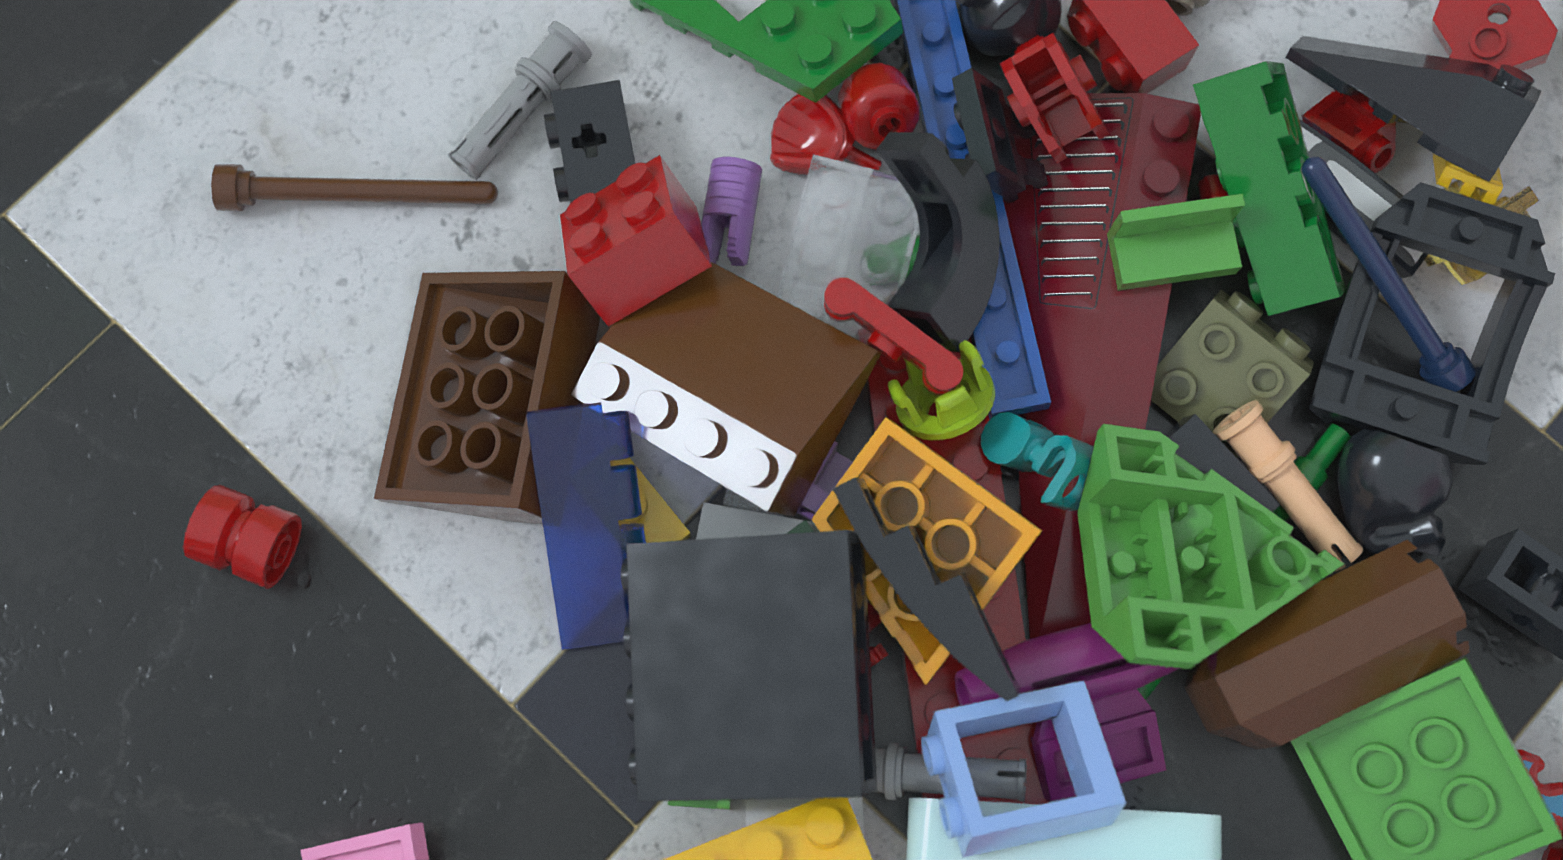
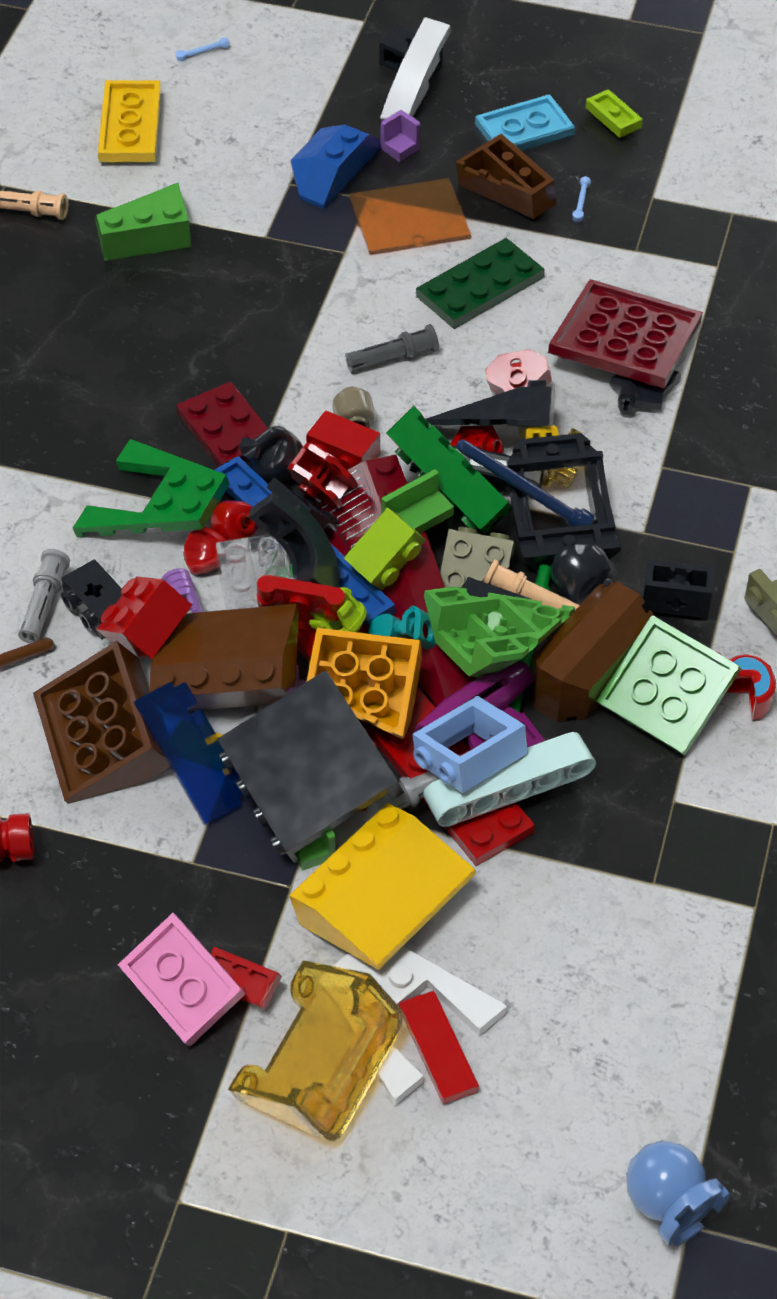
camera: 25 degrees left, 25 degrees down
(944, 608) = (389, 688): black slope -> none
(1083, 301) = (385, 549): none -> lime brick

